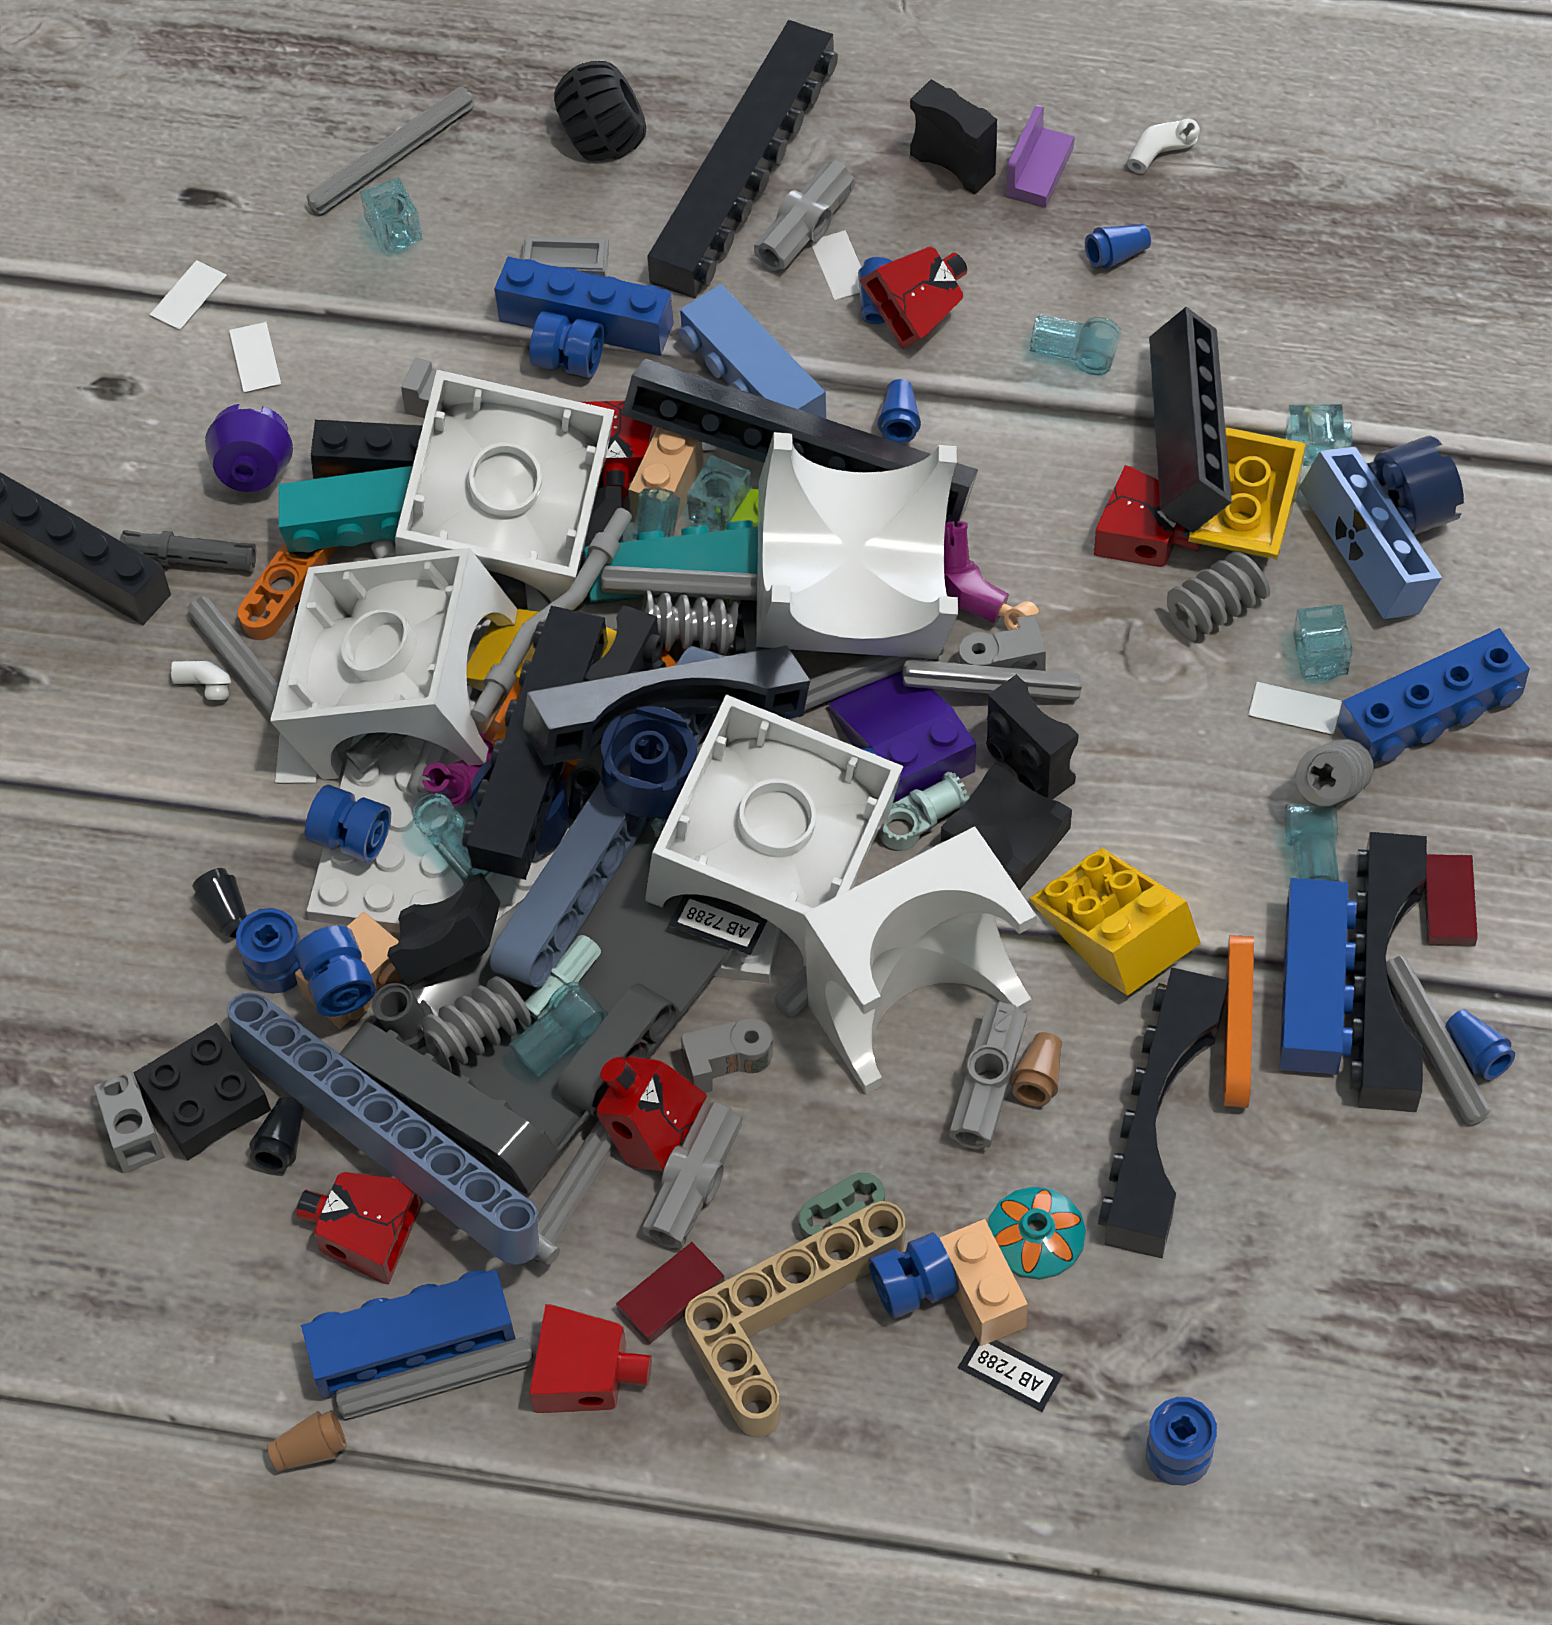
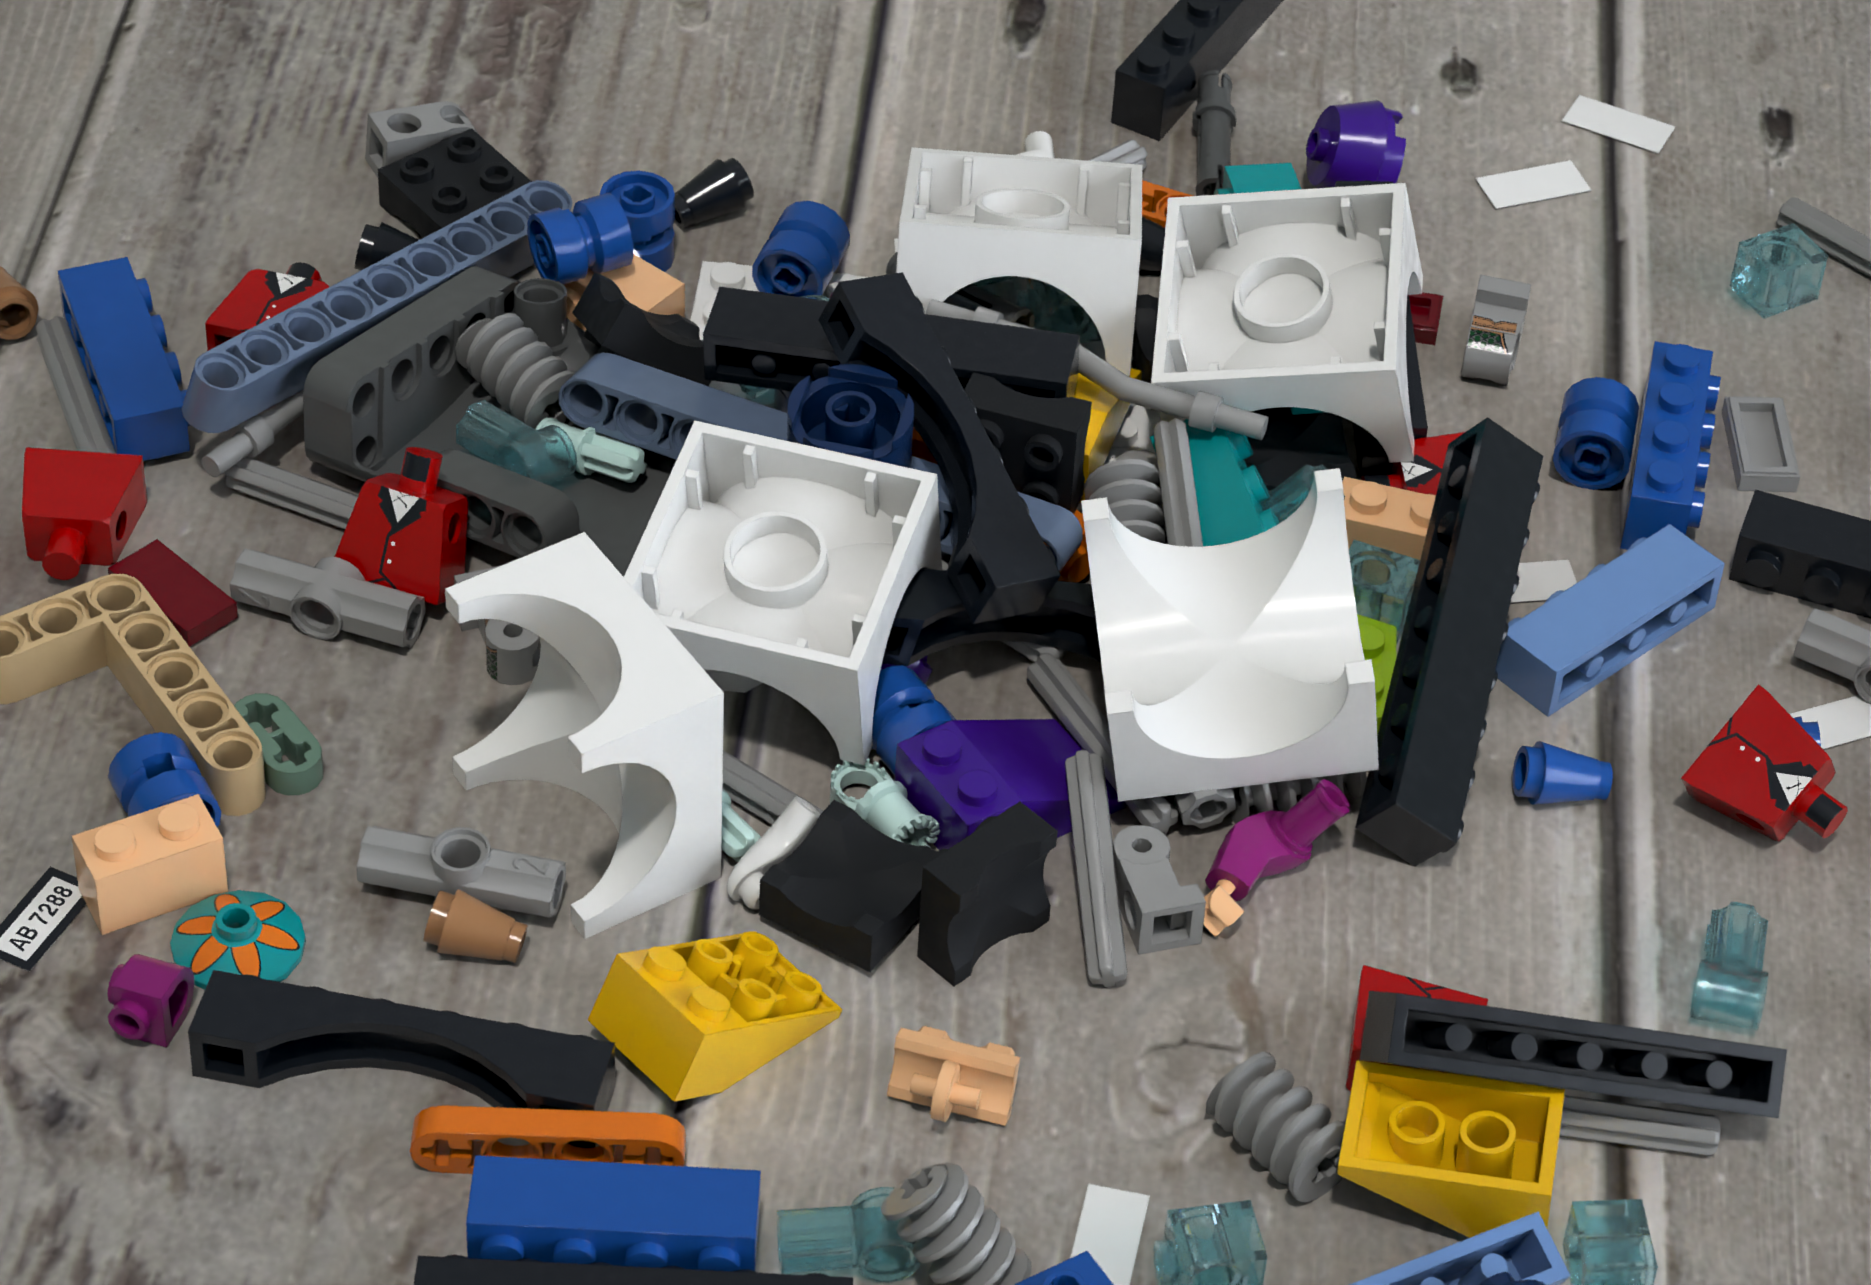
camera: 80 degrees right, 15 degrees down
(1109, 1279) = (149, 999): none -> magenta plate
(1181, 777) = (953, 1075): none -> light nougat hips

